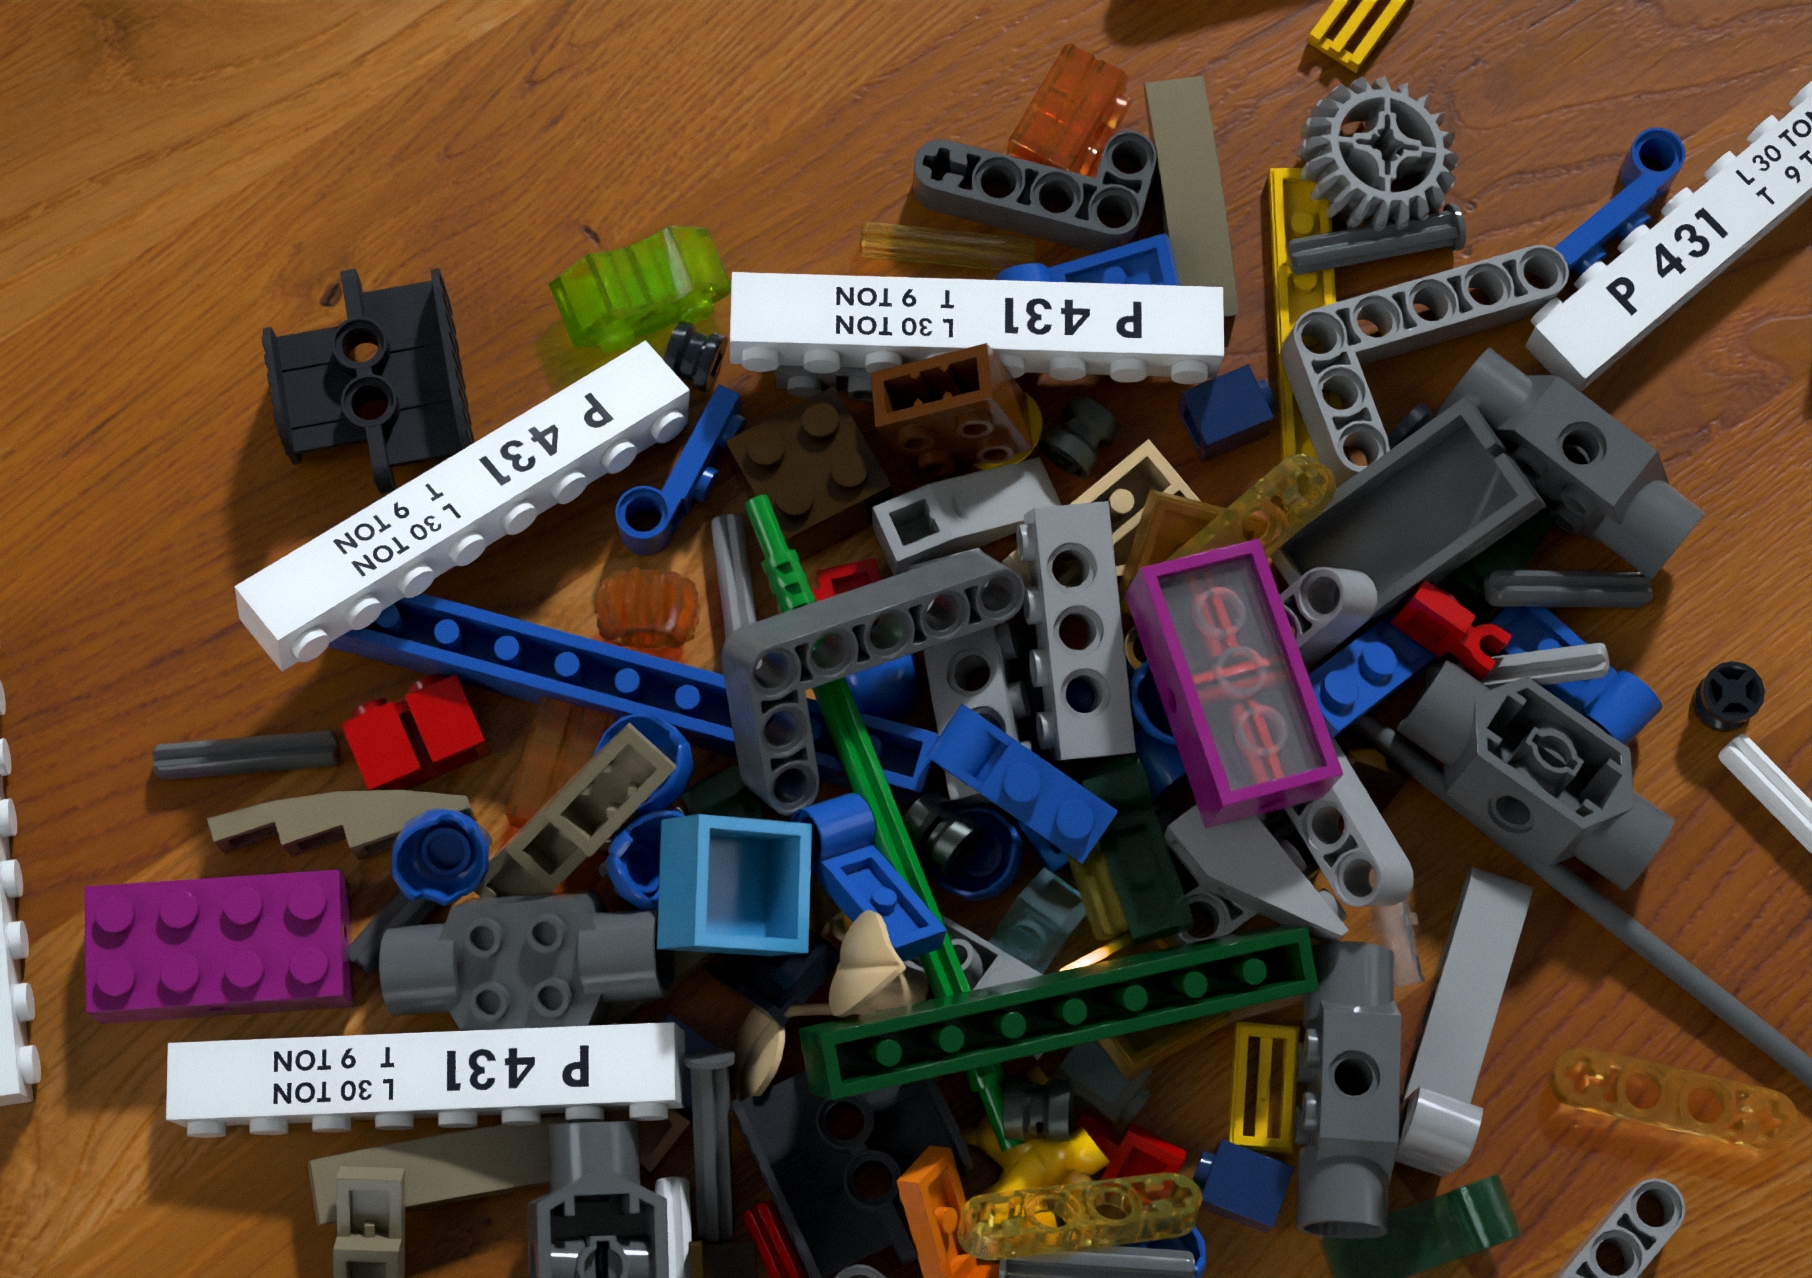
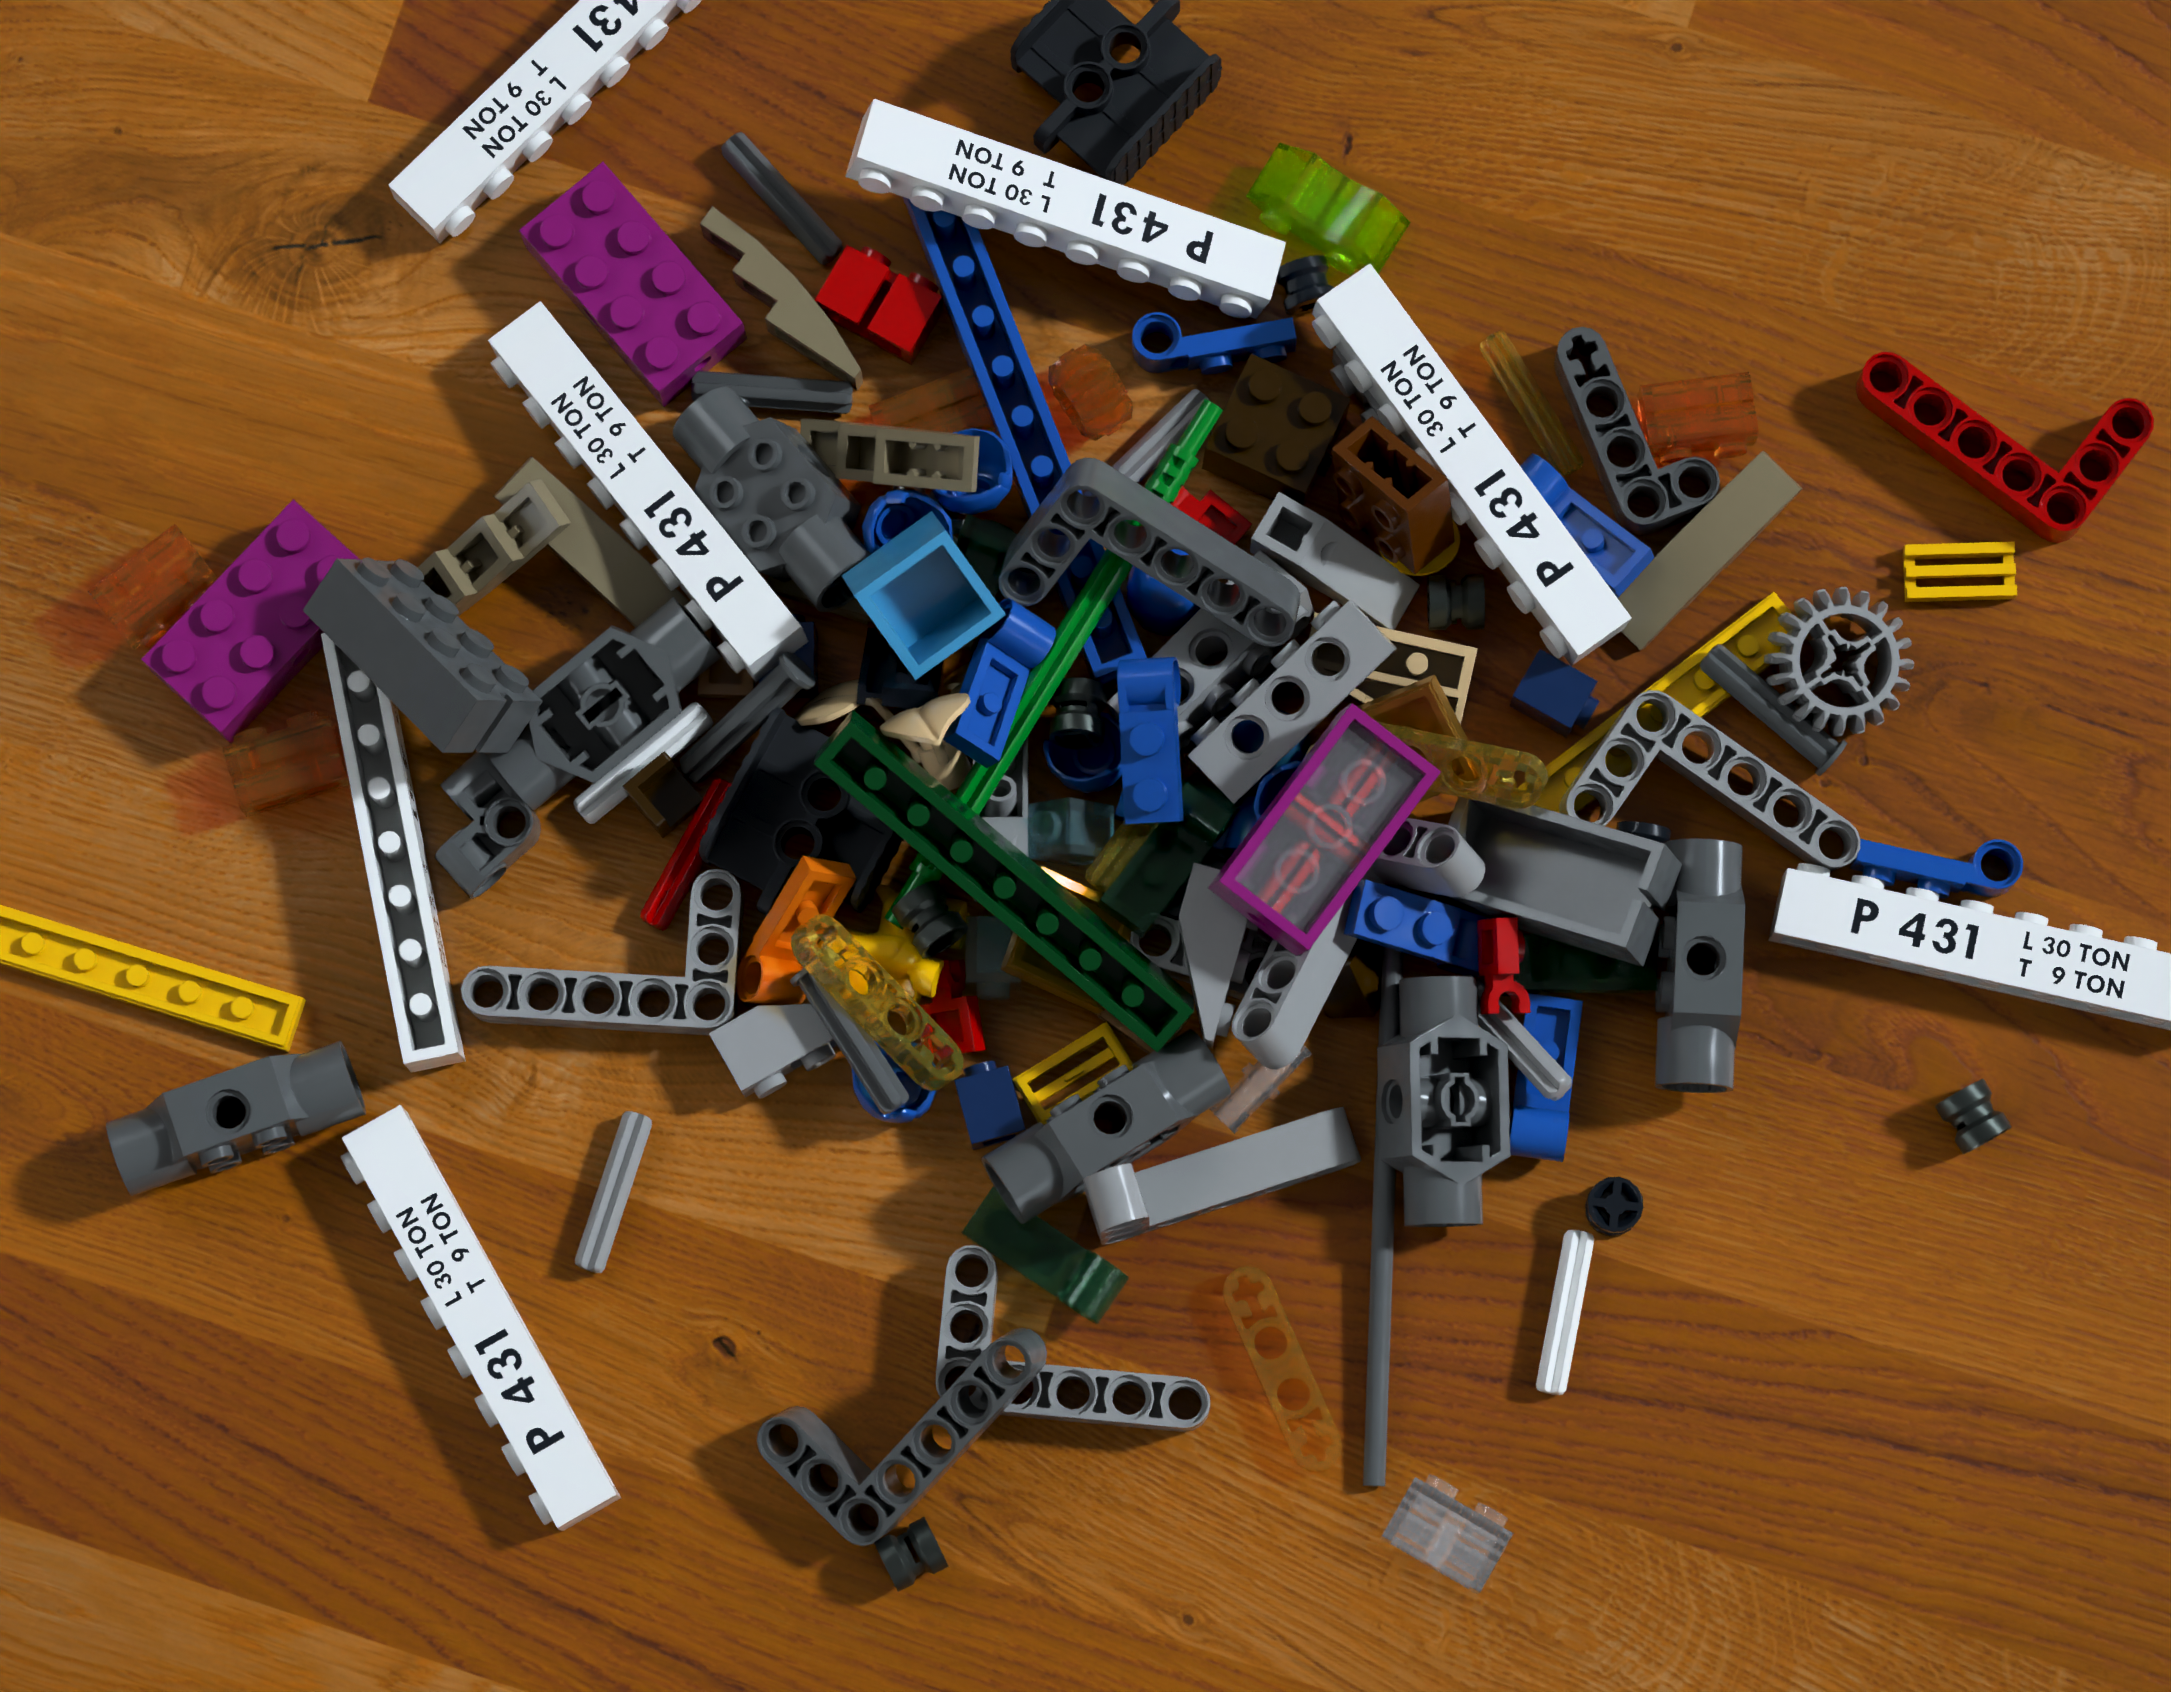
camera: 60 degrees right, 5 degrees up
(440, 856) = (802, 383): blue hair -> none
(1567, 588) = (1602, 1031): dark grey axle -> none

